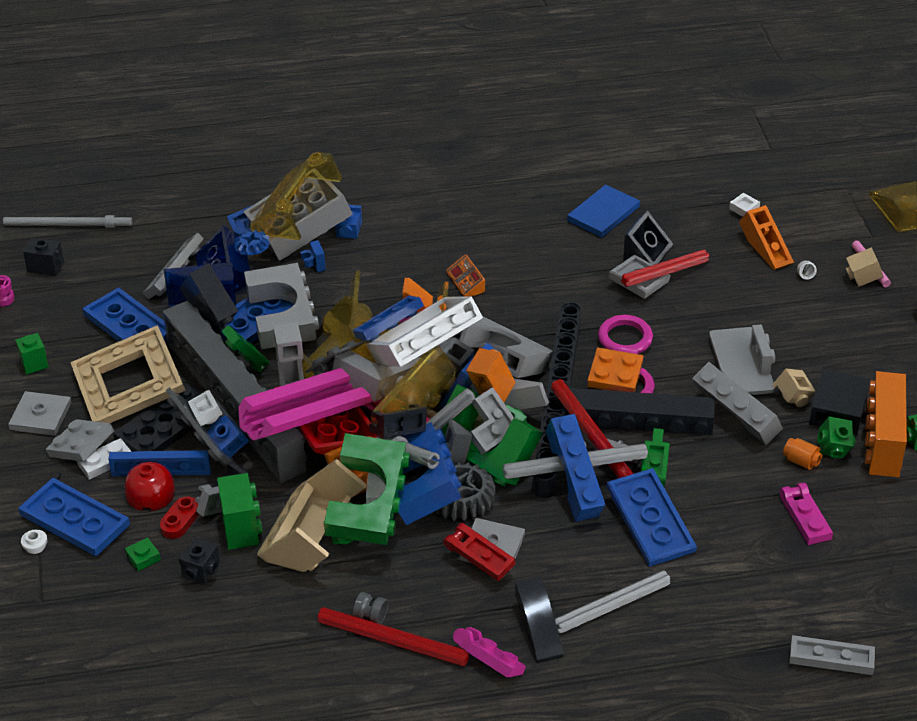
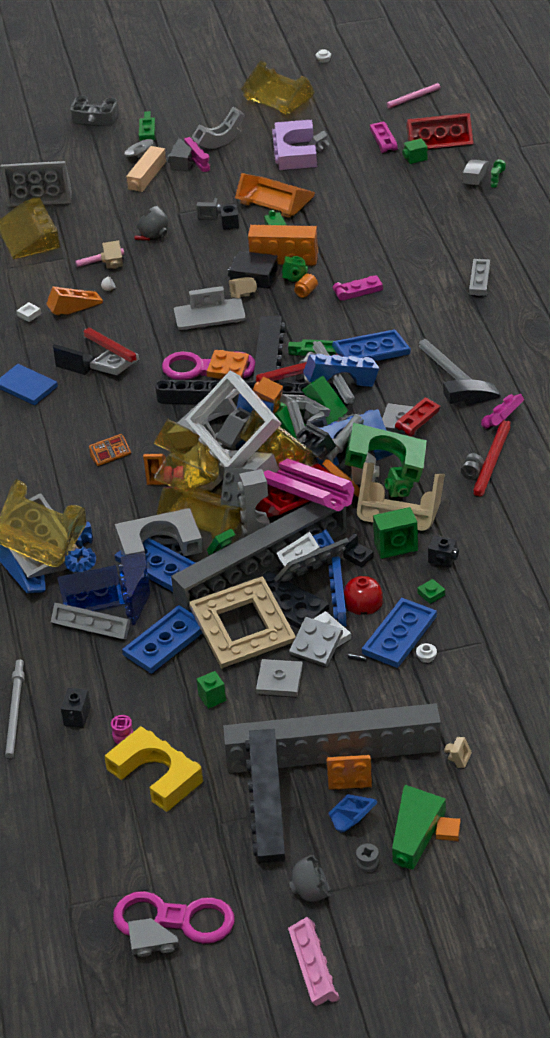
camera: 90 degrees left, 0 degrees up
(183, 515) = (391, 577): red plate -> none
(209, 296) = (169, 558): black brick -> none
(209, 500) = (380, 554): light grey tile -> none
(388, 318) = (207, 449): blue plate -> none
(748, 410) = (249, 314): light grey arch -> none

